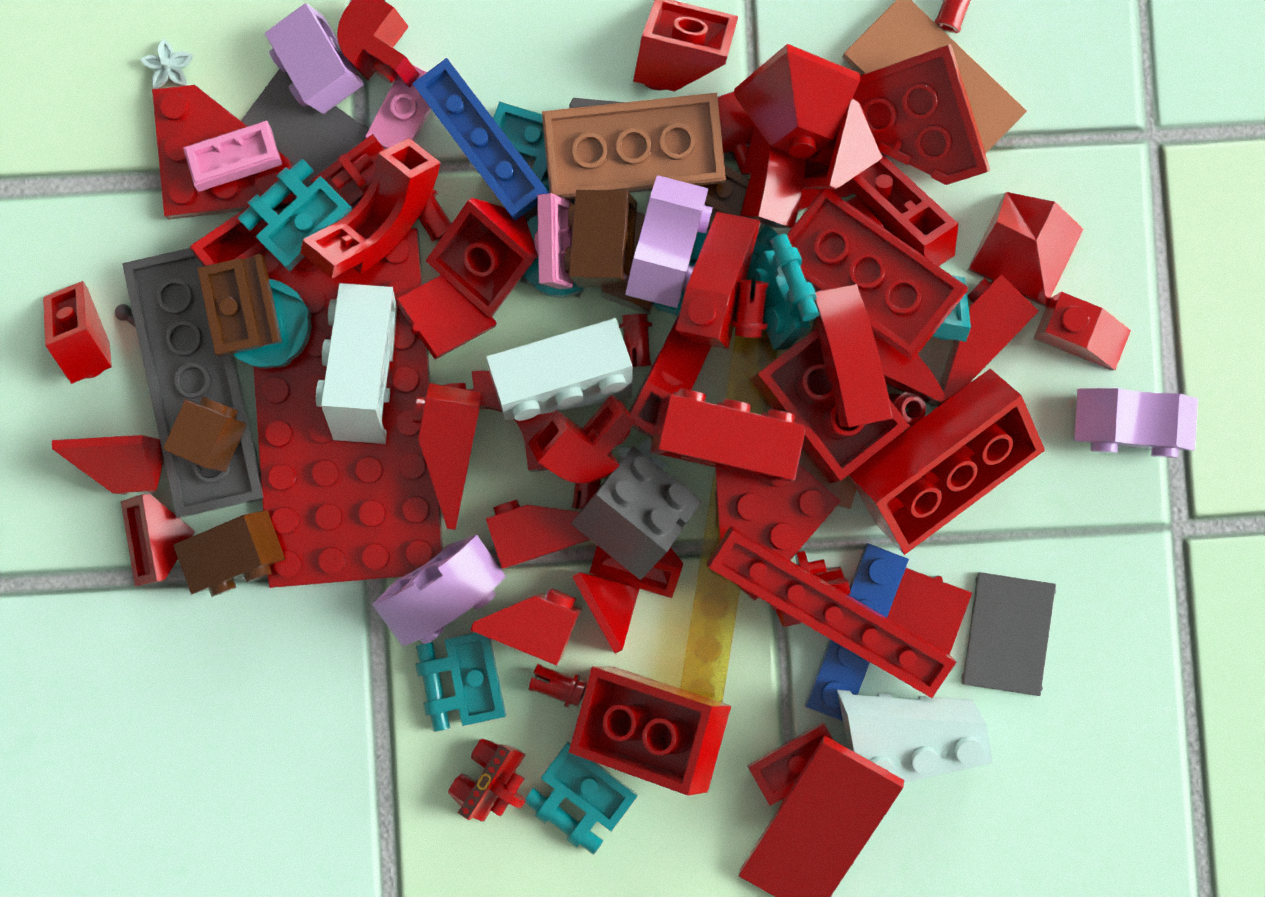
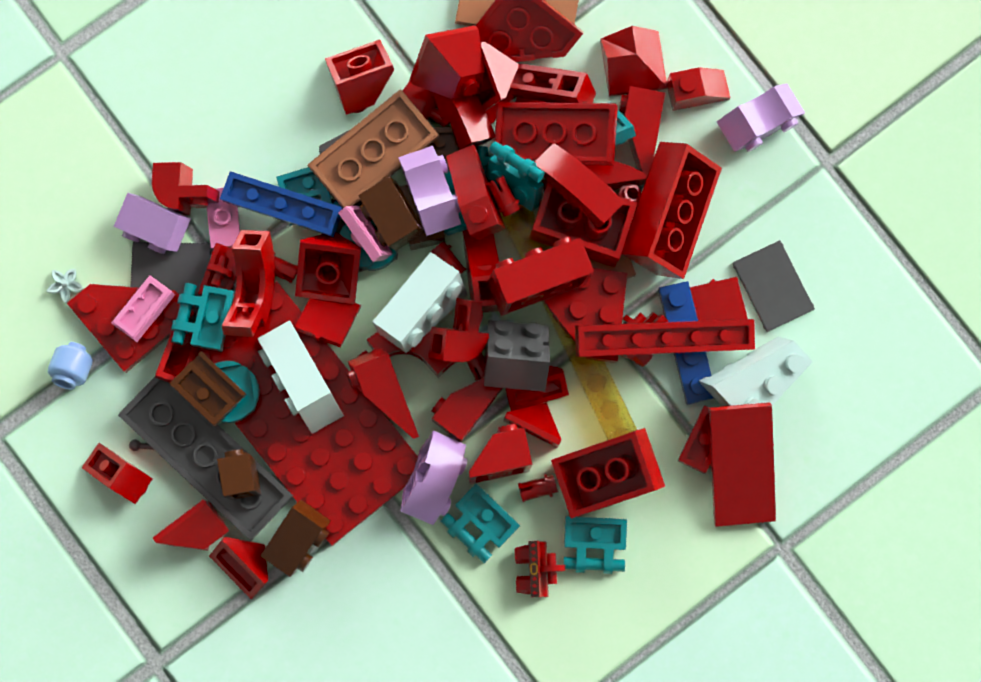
camera: 40 degrees left, 5 degrees down
(106, 167) = (70, 365): none -> light blue head

